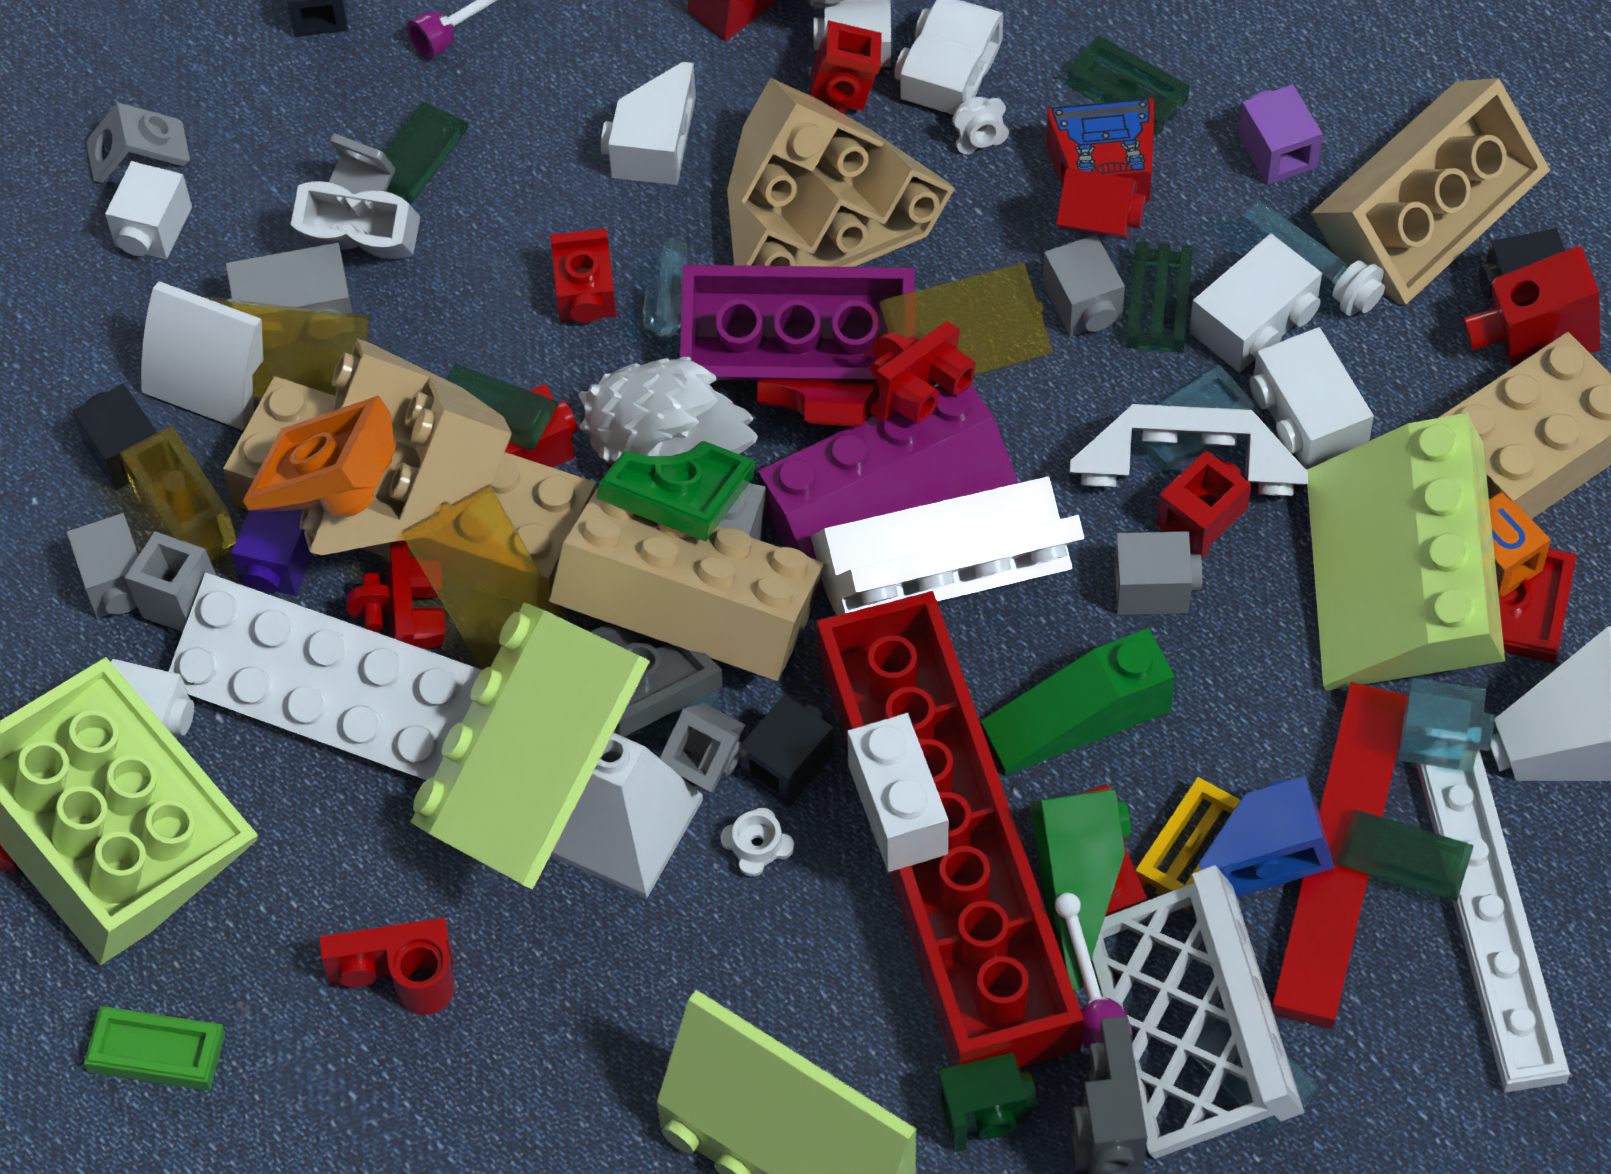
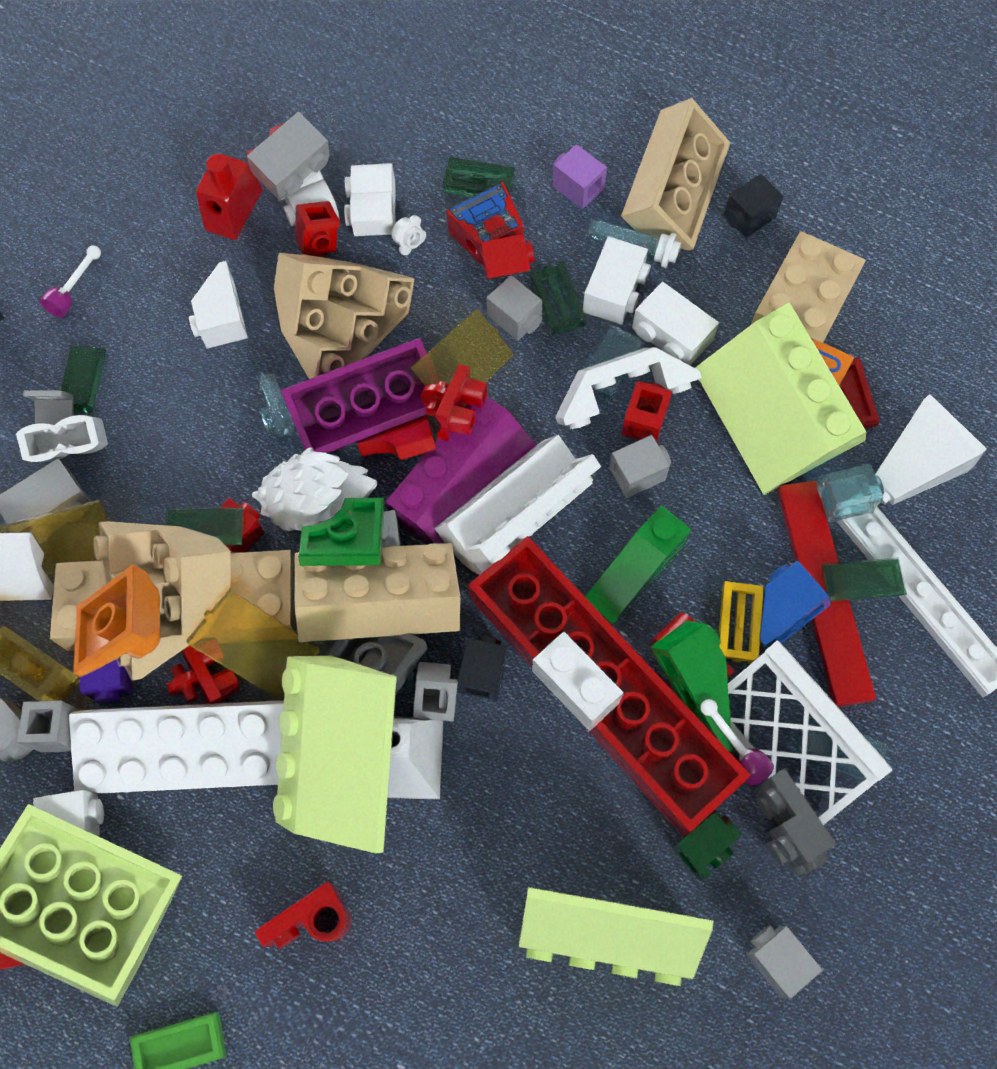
camera: 25 degrees left, 10 degrees up
(583, 275) = (219, 417): red brick -> none
(751, 825) = (486, 723): white plate -> none
(1538, 307) = (775, 223): red torso -> none

